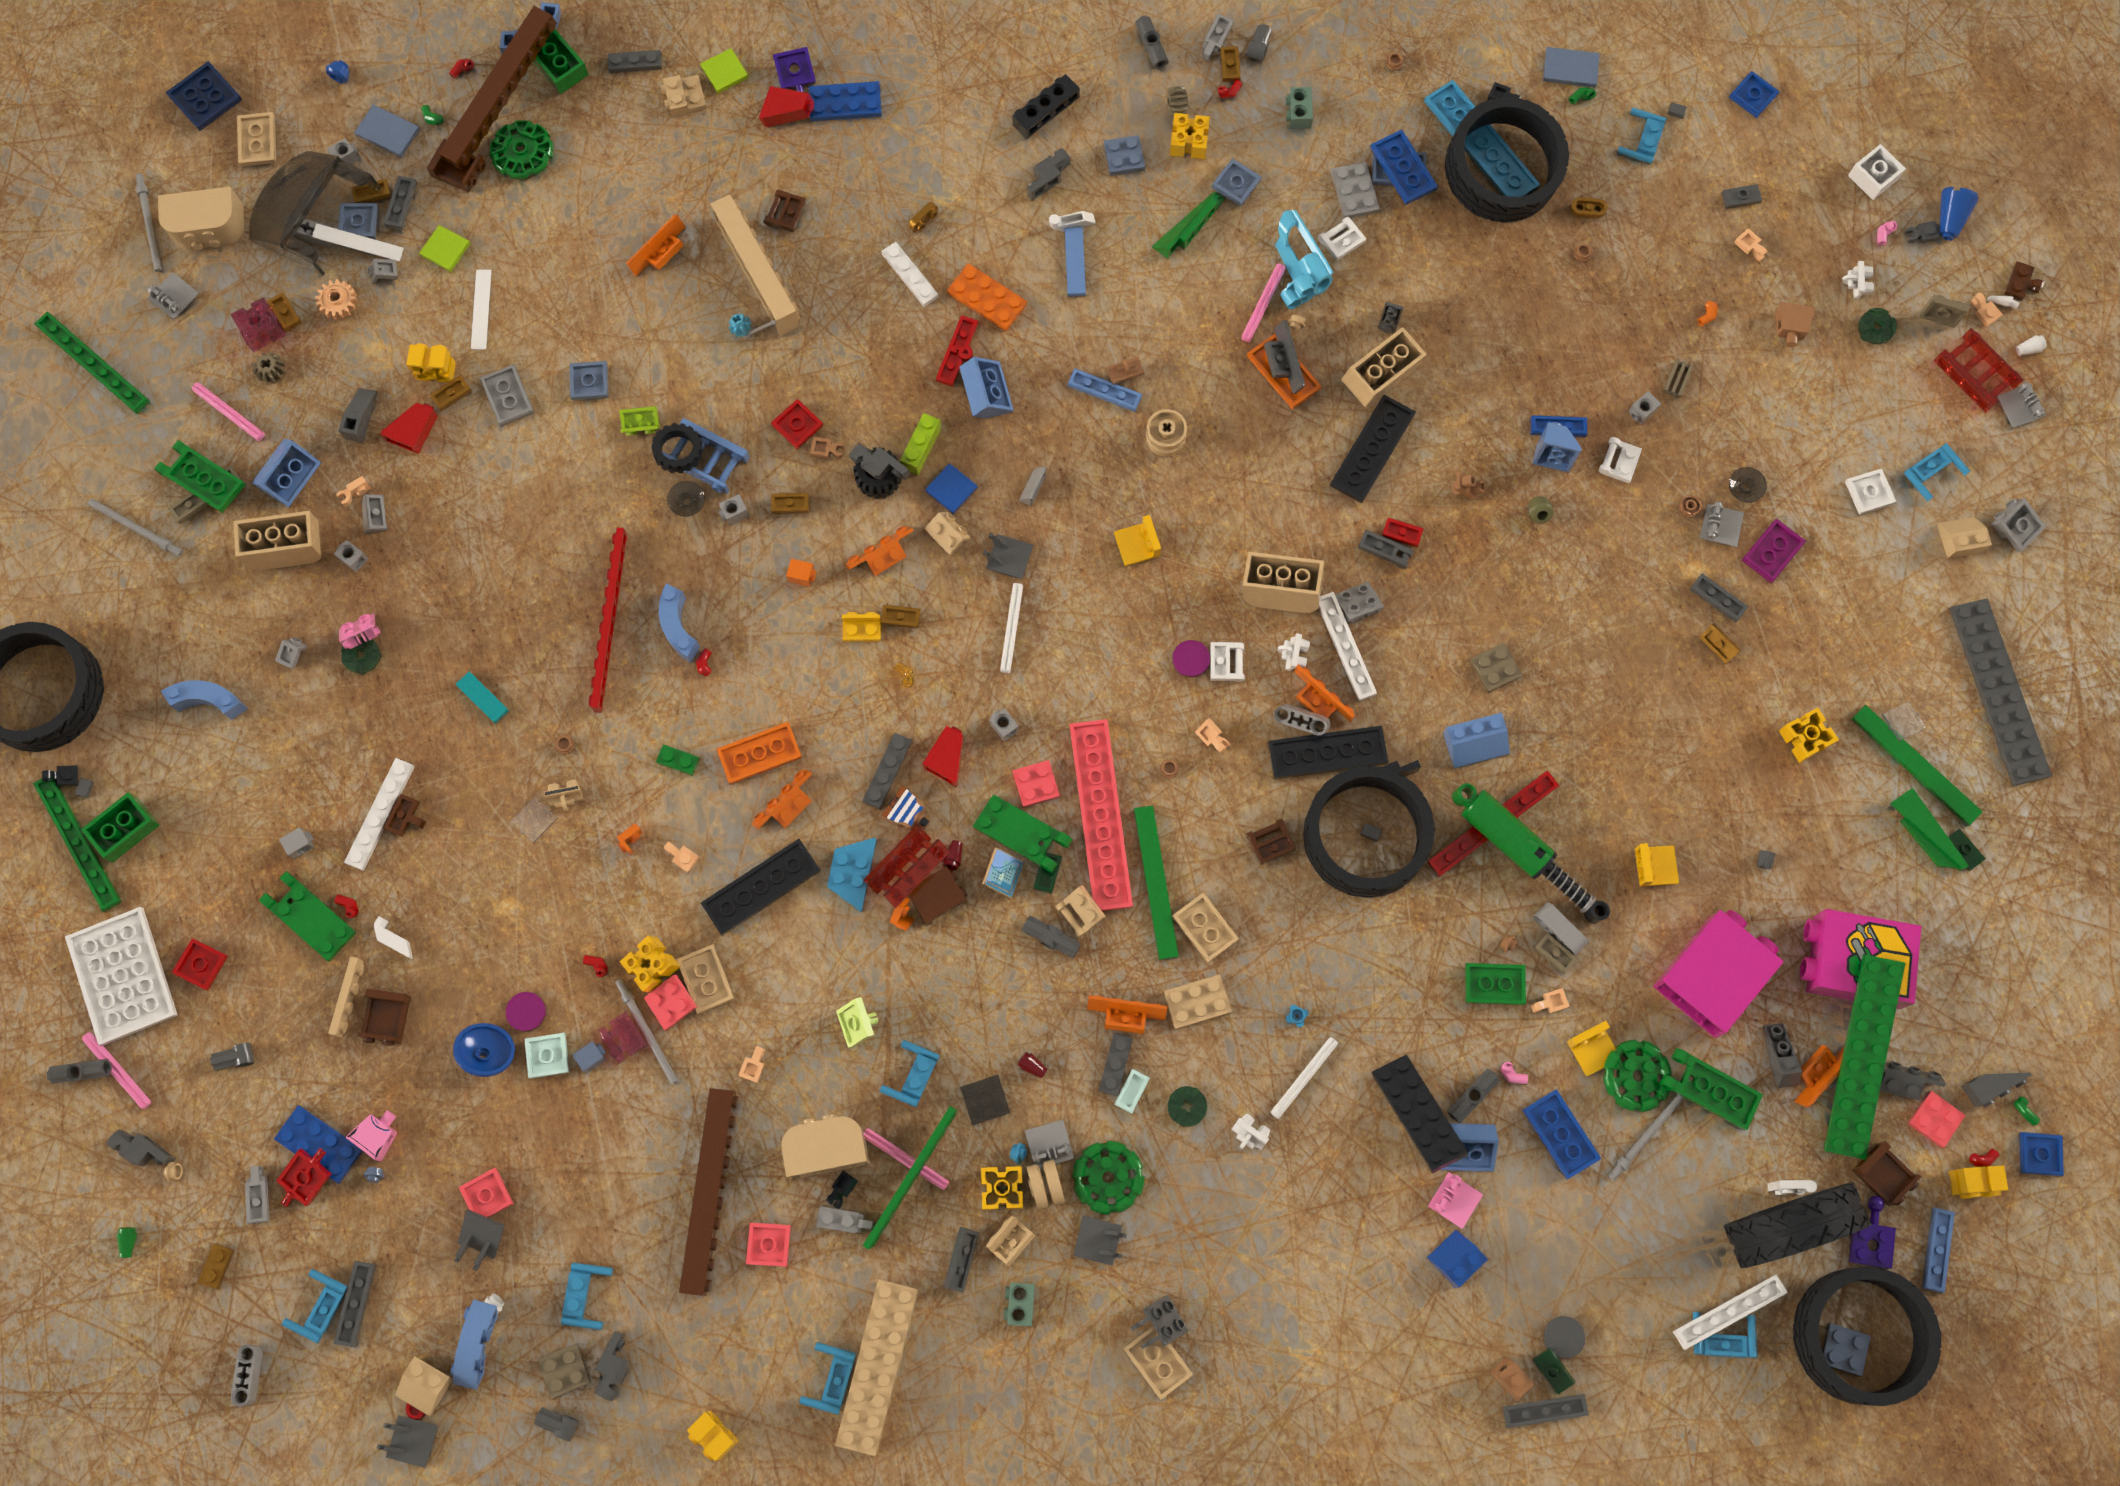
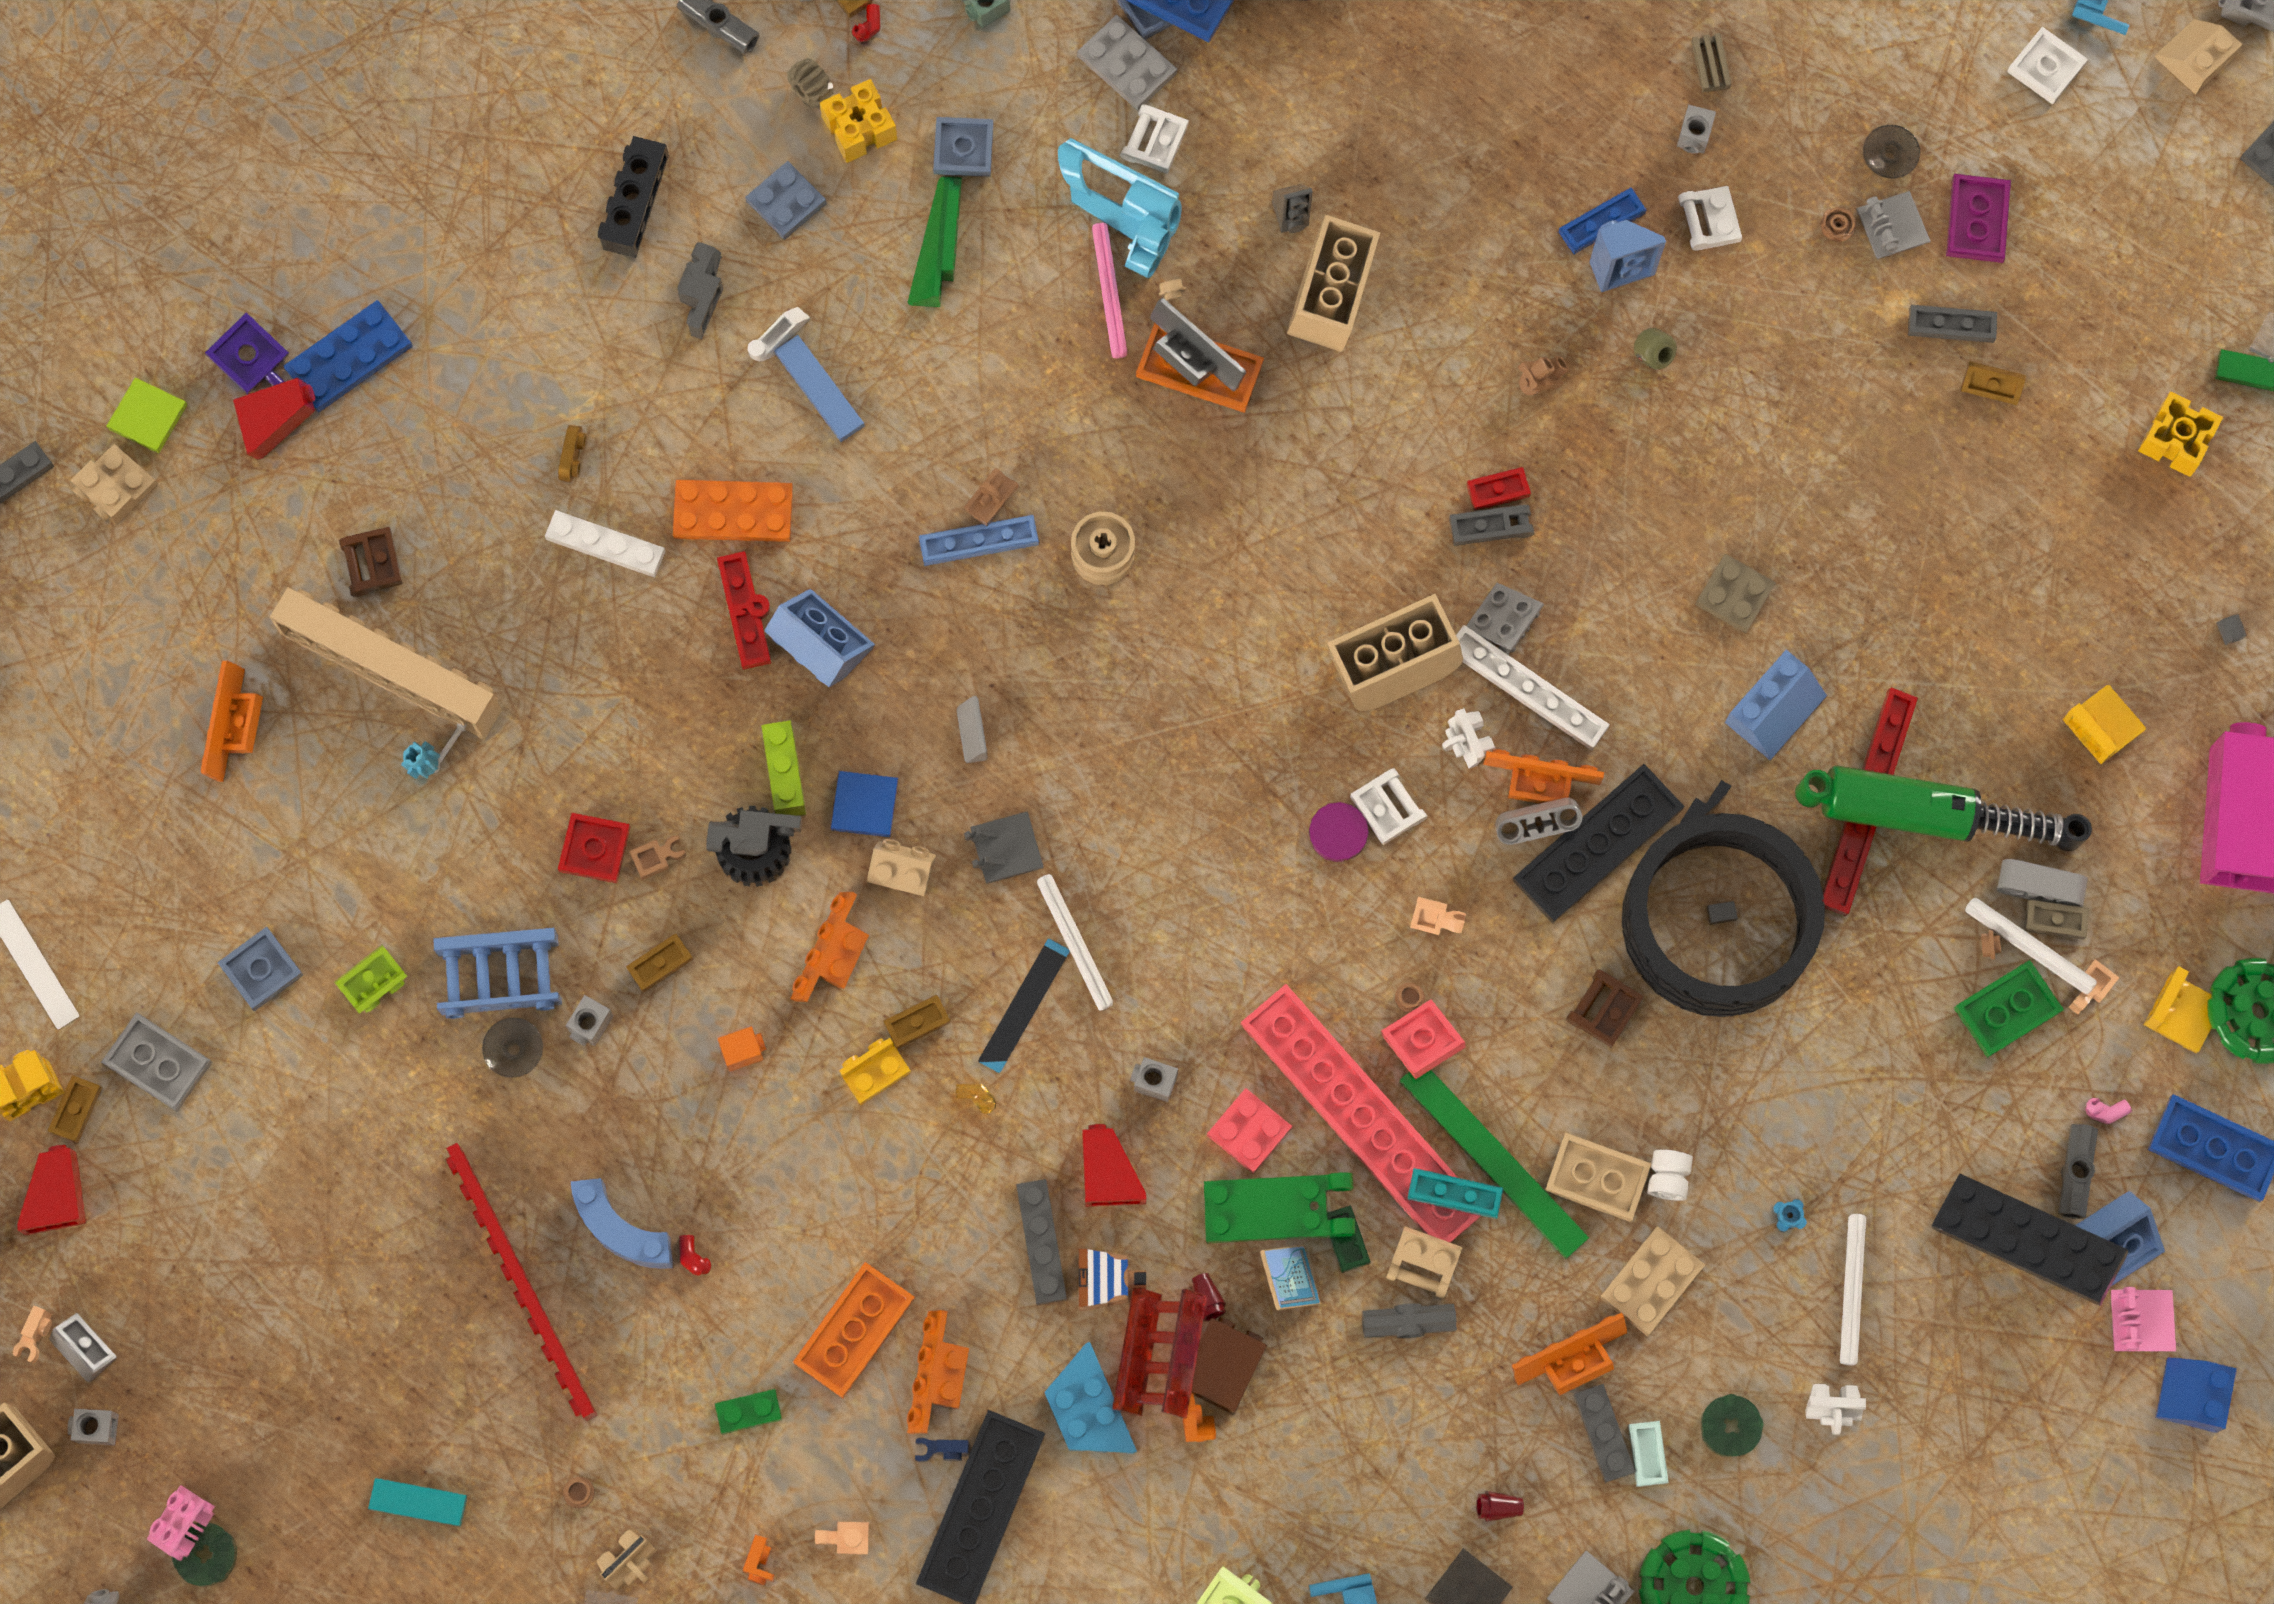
camera: 35 degrees left, 0 degrees up
(677, 431) = (456, 956): black tyre -> none
(765, 846) = (950, 1449): none -> dark blue plate
(962, 644) = (1023, 1005): none -> black sticker
(1121, 885) = (1455, 1193): none -> teal tile
(1138, 542) = (1165, 719): yellow bracket -> none
(1160, 794) = (1423, 1039): none -> coral plate
(1244, 951) = (1670, 1173): none -> white wheel
(1372, 448) = (1385, 400): black plate -> none
(1530, 958) = (2031, 946): none -> white axle

